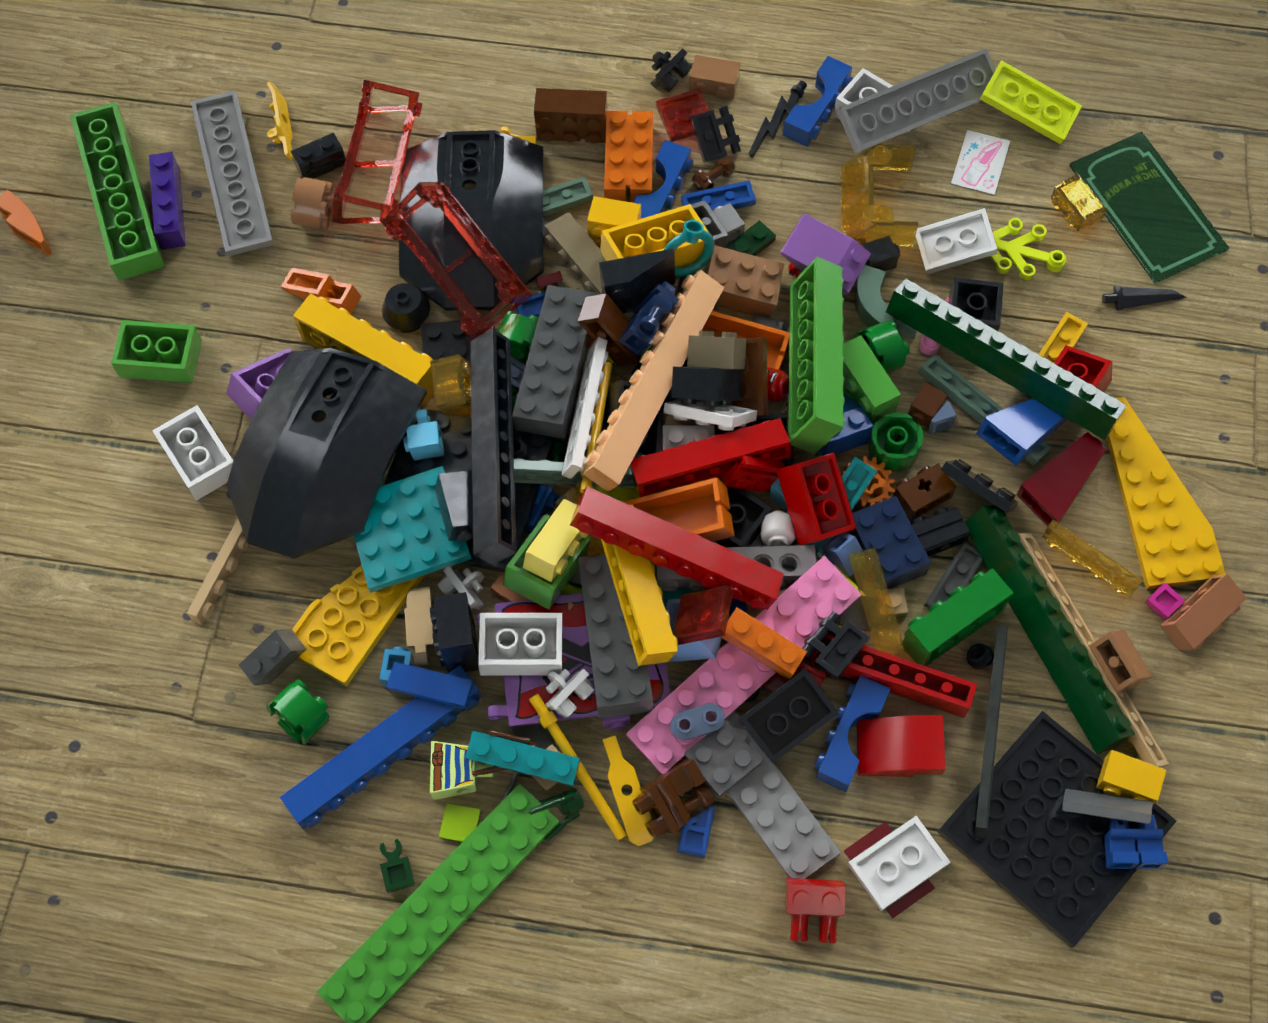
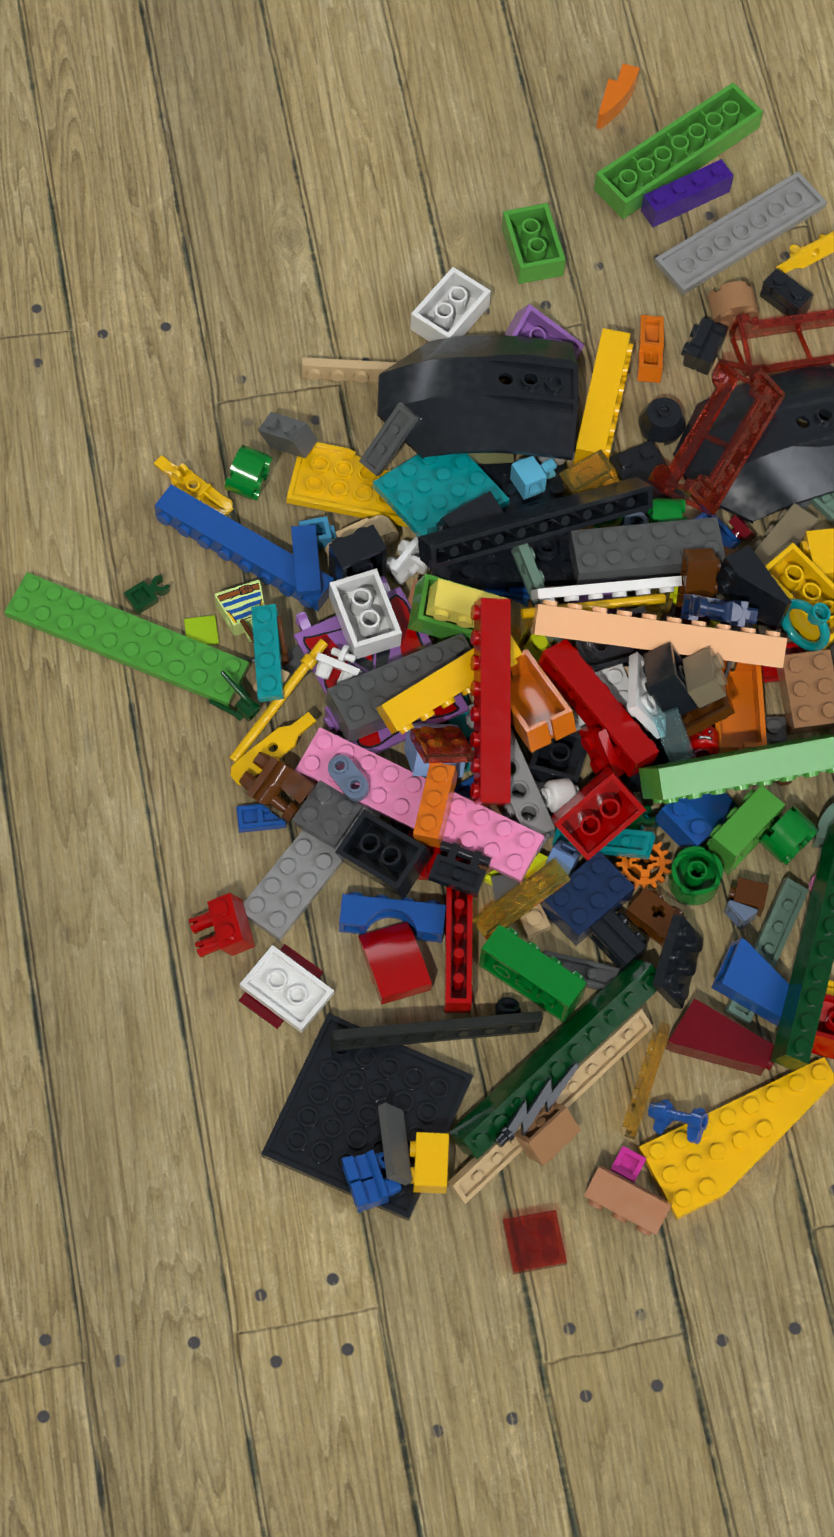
camera: 65 degrees right, 0 degrees up
(298, 768) = (183, 477): none -> yellow piece
(327, 555) = (389, 439): none -> dark grey tile
(340, 243) = (704, 346): none -> black brick
(765, 401) = (673, 735): none -> clear light blue tile
(1104, 668) = (525, 1117): none -> piece
(1122, 552) = (665, 1113): none -> blue piece
(1223, 712) = (534, 1242): none -> clear red plate

